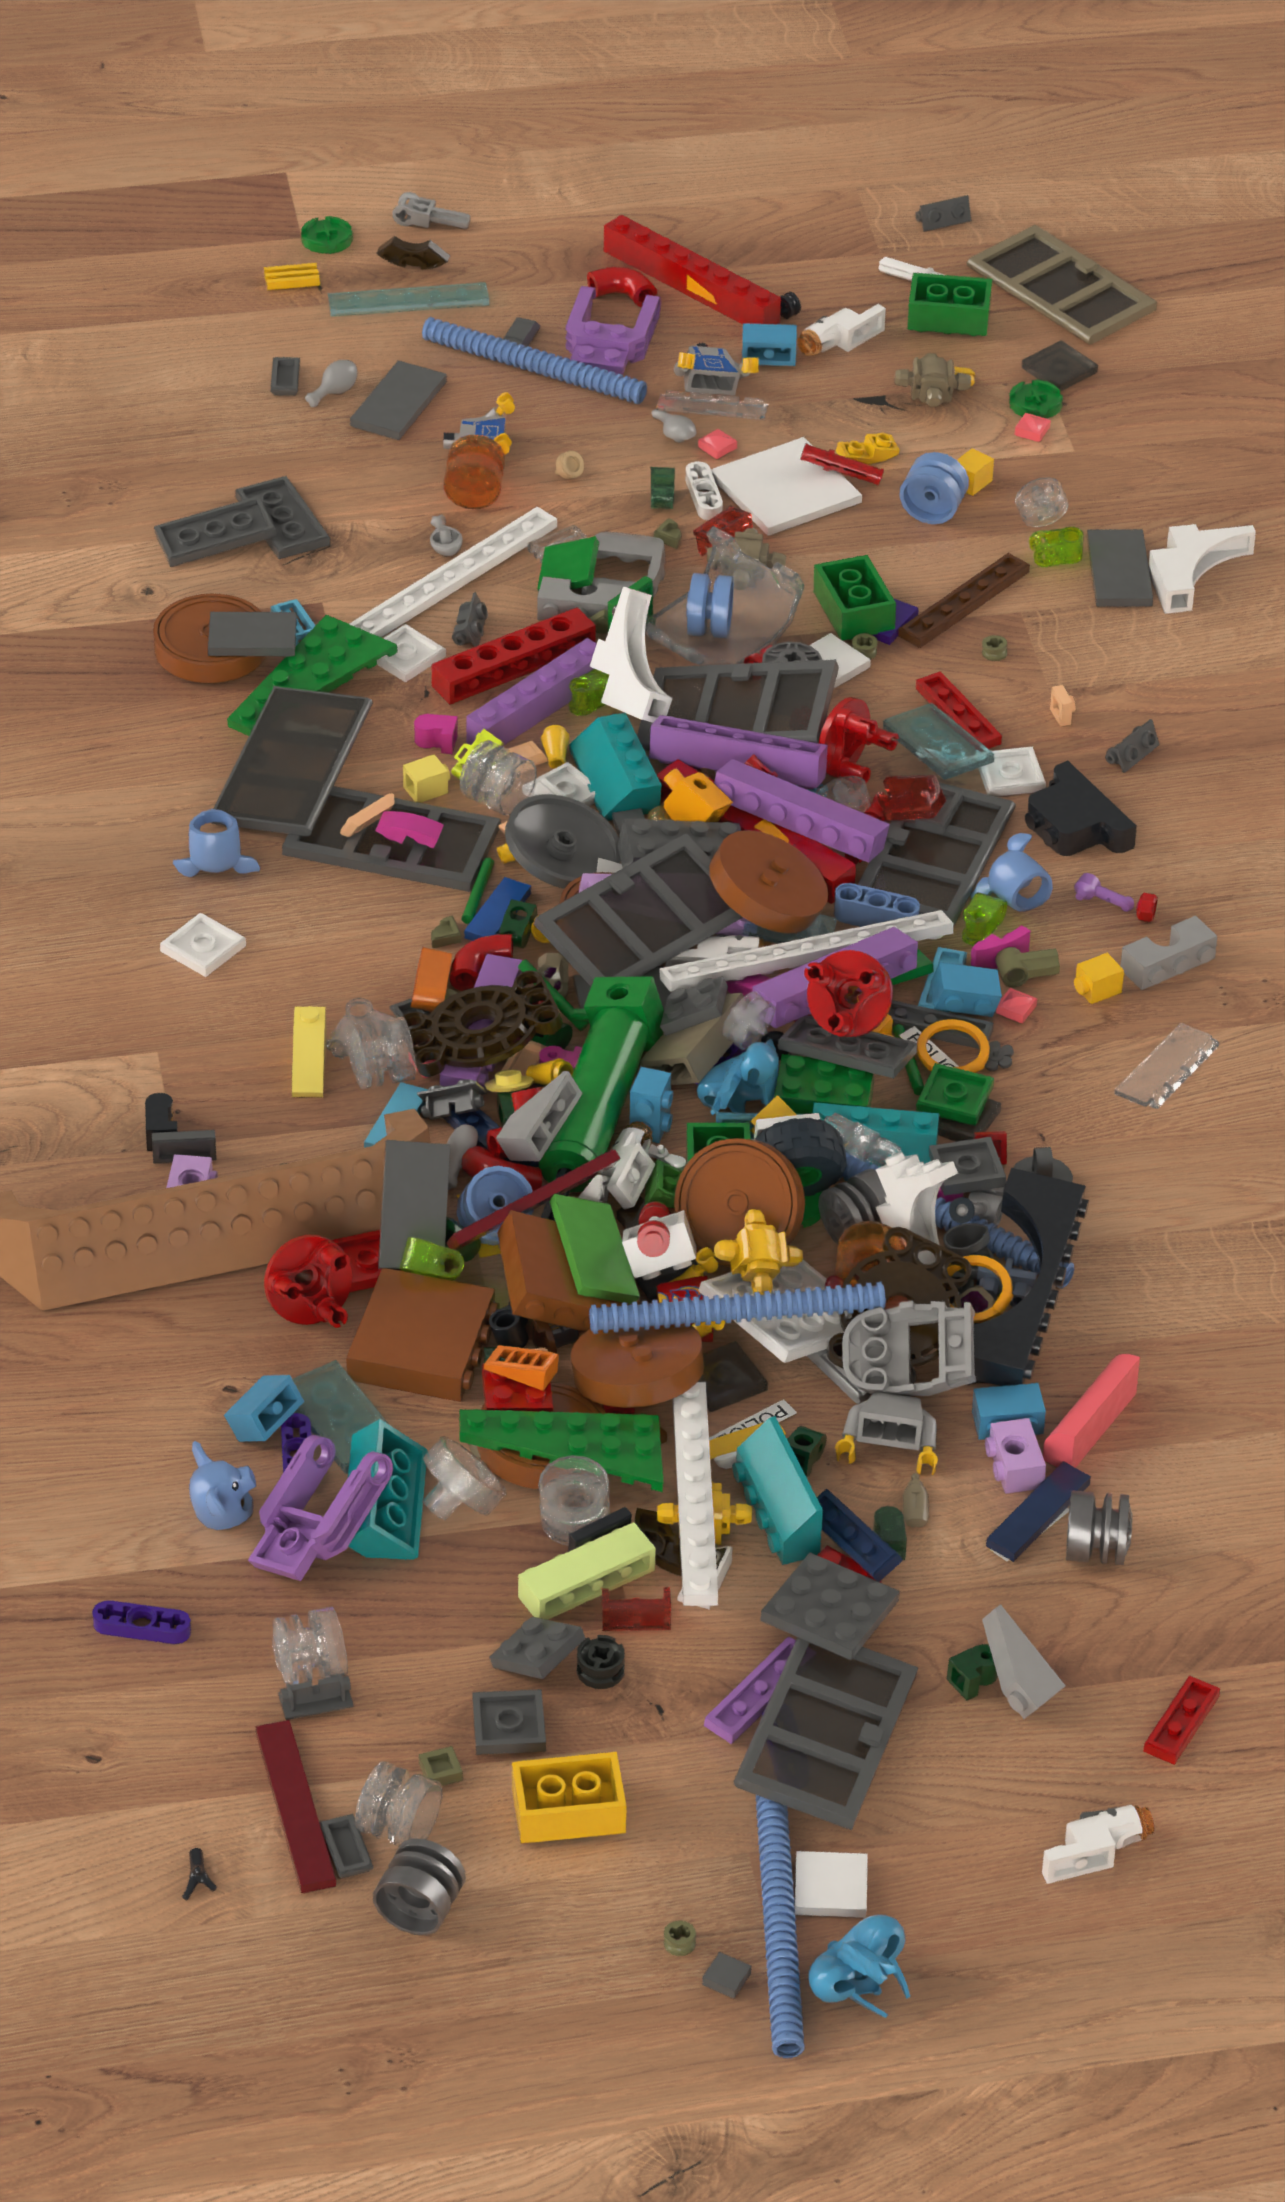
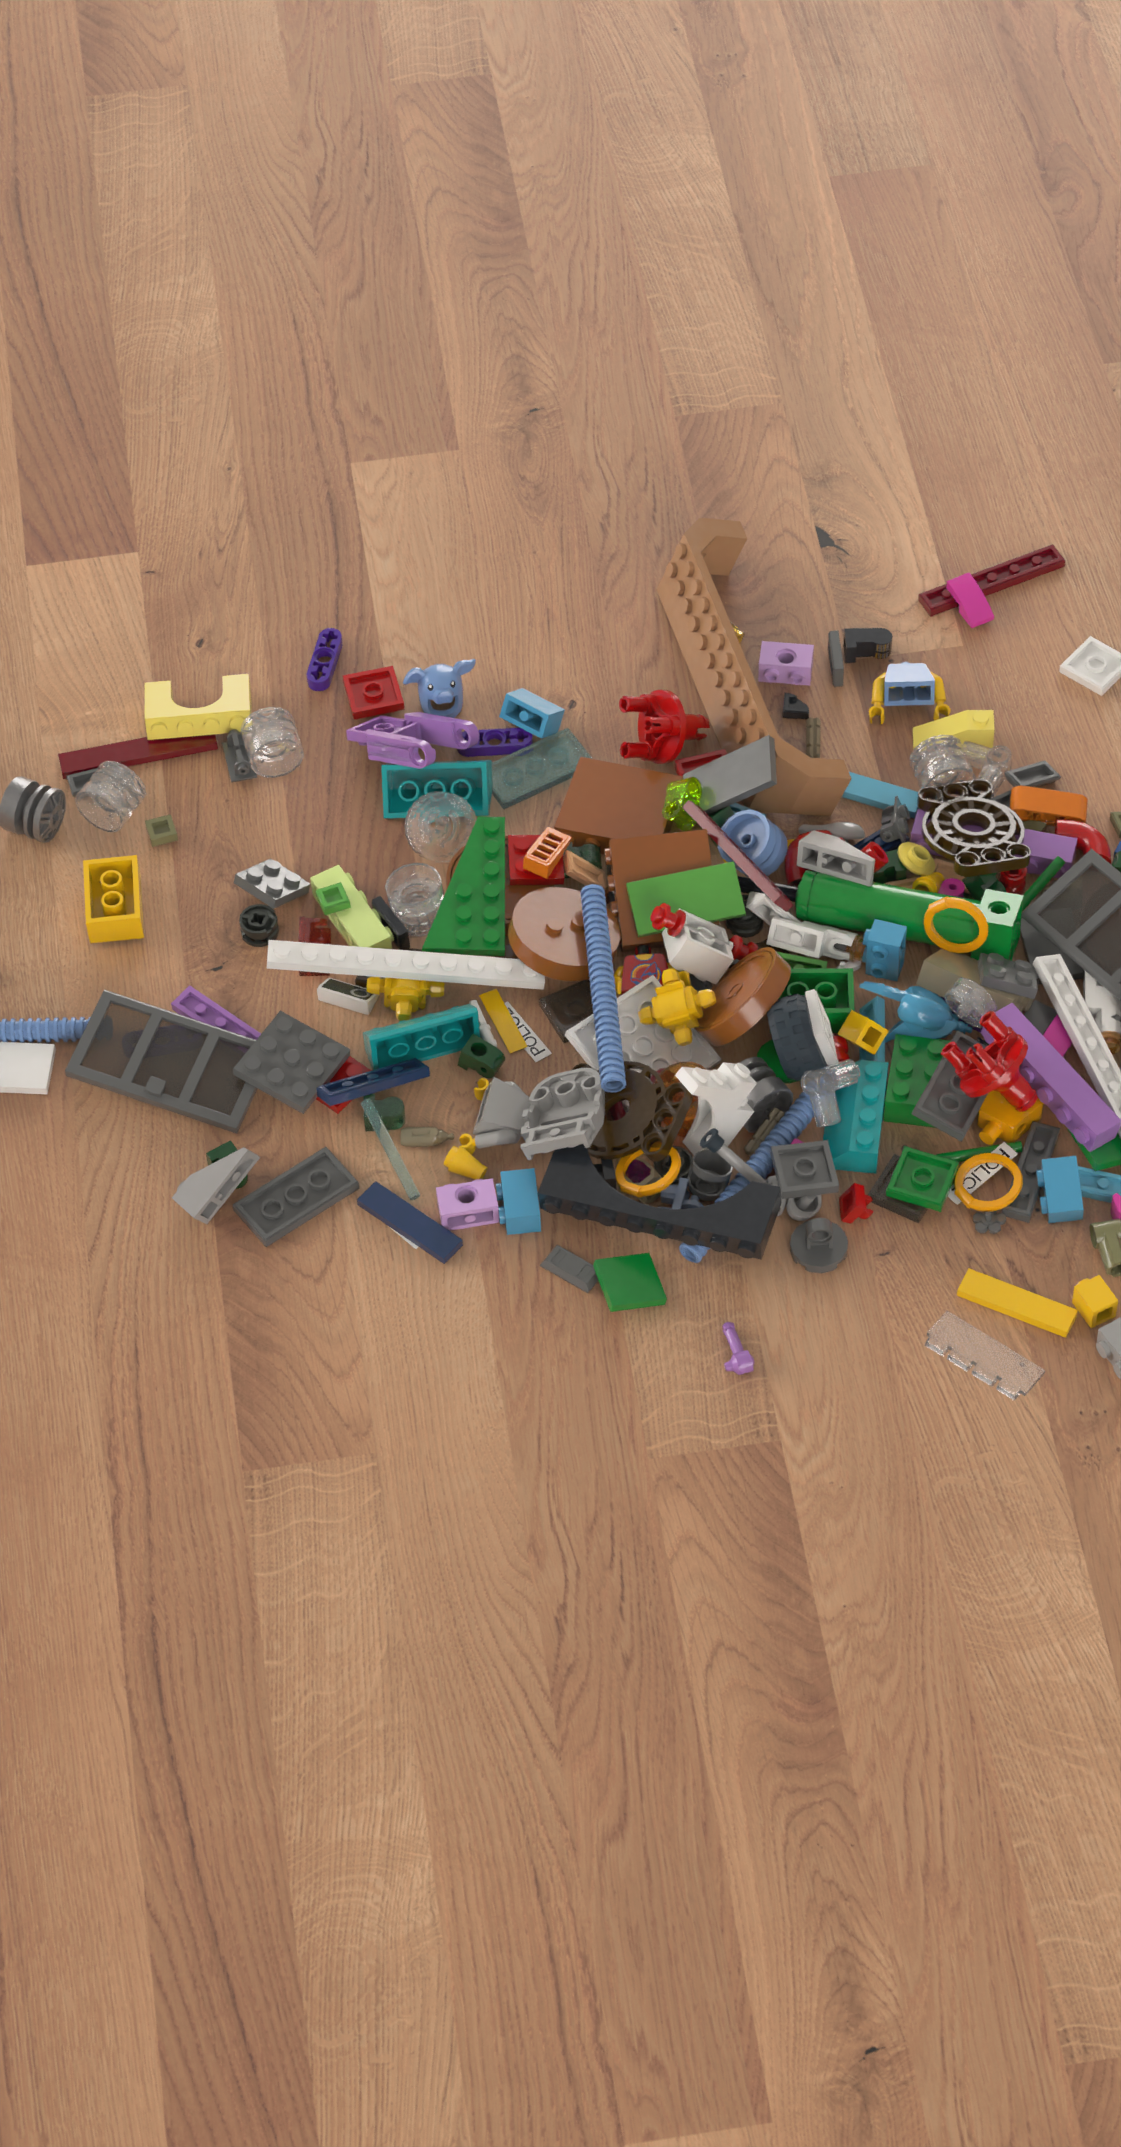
camera: 95 degrees right, 10 degrees up
(57, 1022) = (997, 578): none -> dark red tile
(93, 1030) = (971, 600): none -> dark pink slope
(197, 1873) = (80, 699): black bar -> none
(209, 1567) = (373, 692): none -> red plate
(241, 1085) = (908, 685): none -> medium blue torso
(256, 1763) = (168, 720): none -> light yellow arch
(380, 994) = (1032, 775): none -> dark grey tile
(509, 1722) = (202, 870): dark grey plate -> none
(579, 1573) = (332, 898): none -> bright green tile
(632, 1021) = (952, 902): none -> light orange piece
(947, 1519) = (390, 1149): none -> clear light blue bar
(955, 1464) = (463, 1163): none -> yellow cone
(989, 1584) = (296, 1196): none -> dark grey tile
(1016, 1005) = (1059, 1238): coral tile -> none
(1084, 1374) = (570, 1268): none -> dark grey tile
(1093, 1412) = (512, 1260): coral brick -> none
(1094, 1839) = (41, 1237): white plate -> none
(1098, 1527) = (365, 1247): flat silver wheel -> none
(1100, 1038) = (1017, 1302): none -> yellow tile
(1108, 1323) = (629, 1282): none -> green tile
(1181, 1720) = (169, 1310): red tile -> none
(1199, 1237) = (741, 1360): none -> medium lavender piece

